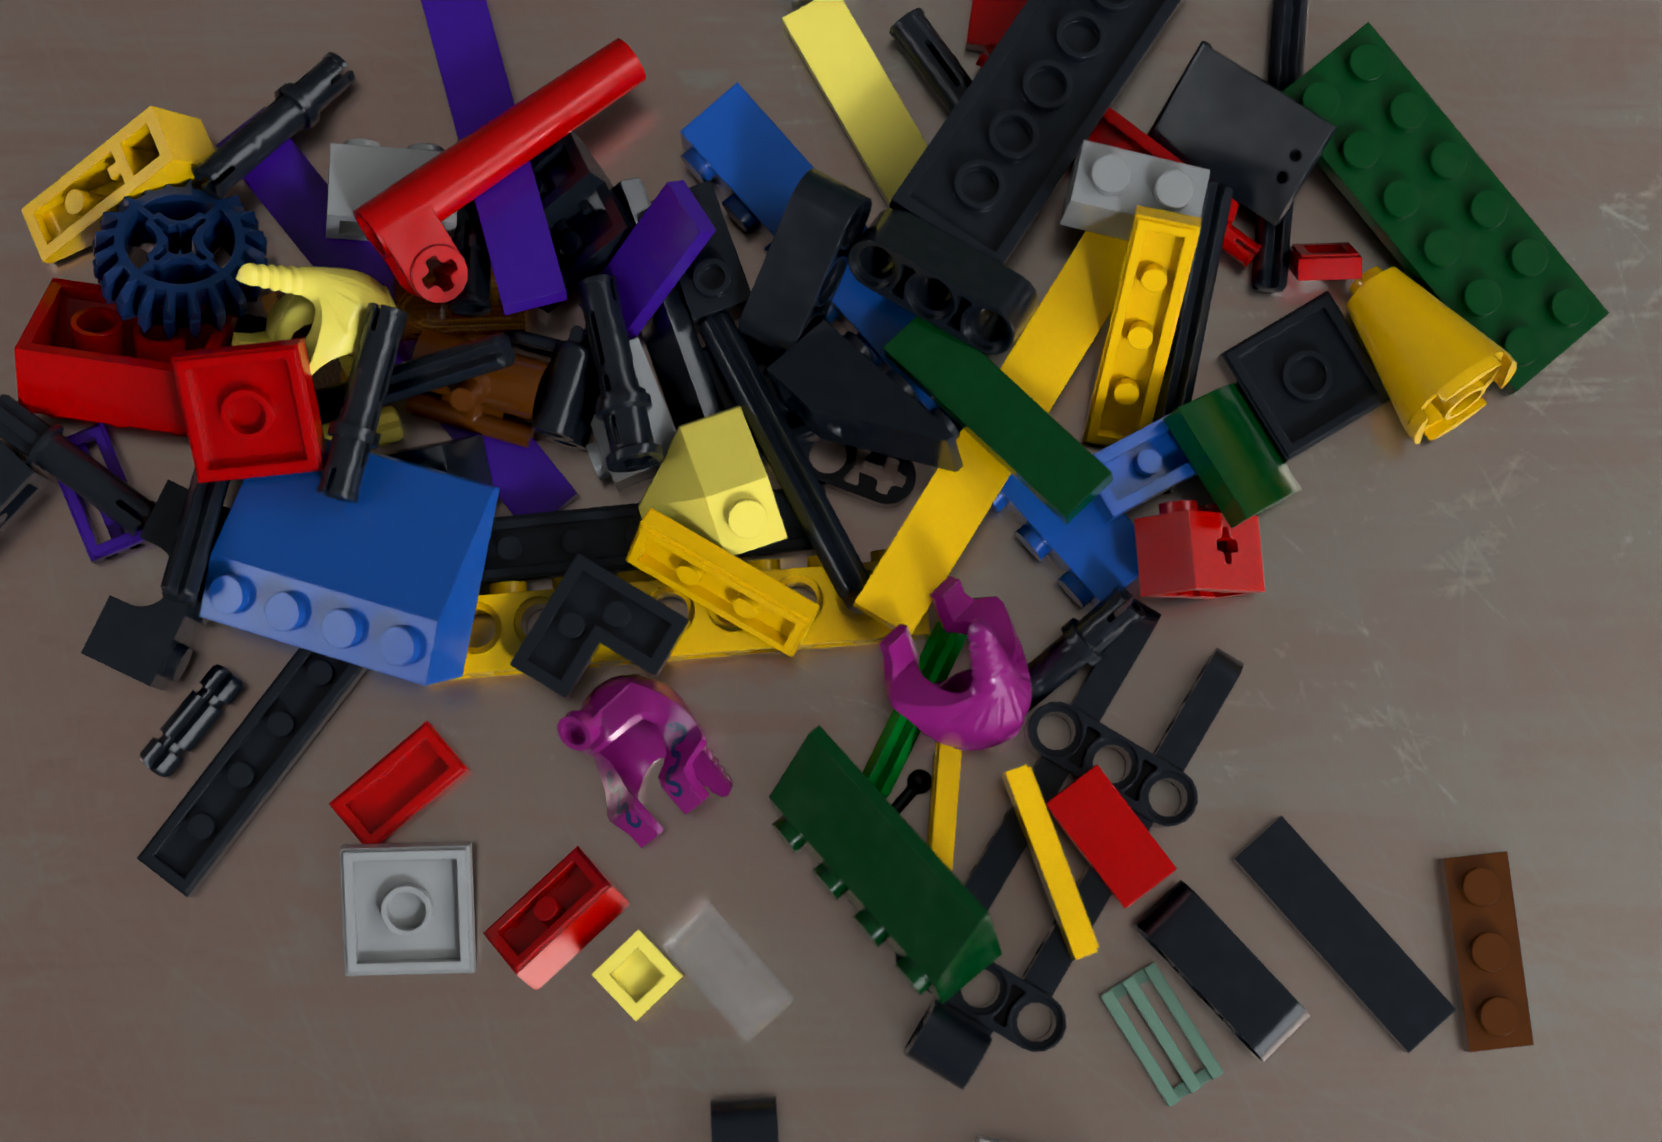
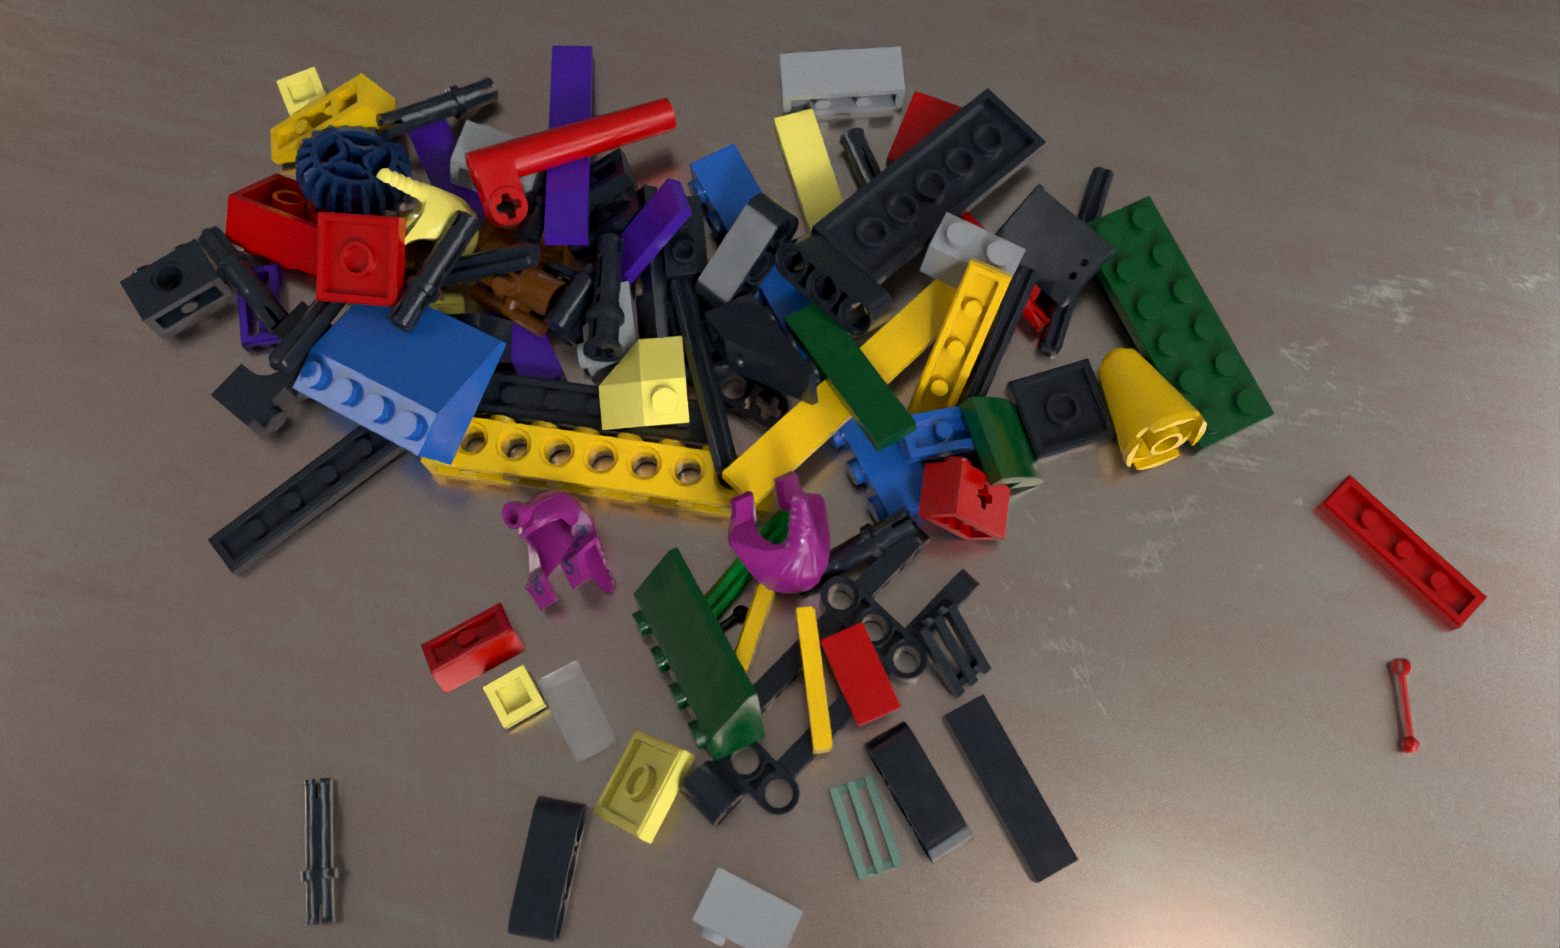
camera: 15 degrees right, 10 degrees down
(55, 140) = (301, 89): none -> light yellow plate
(190, 720) = (272, 460): black axle -> none
(399, 786) = (394, 535): red tile -> none
(408, 908) = (374, 615): light grey tile -> none
(595, 610) = (544, 442): black plate -> none
(721, 582) = (638, 442): yellow tile -> none
(851, 1055) = (644, 785): none -> light yellow tile
(1252, 787) = (967, 671): none -> black tile
(1325, 261) = (1090, 338): red tile -> none
(1486, 952) = (1107, 825): reddish brown plate -> none

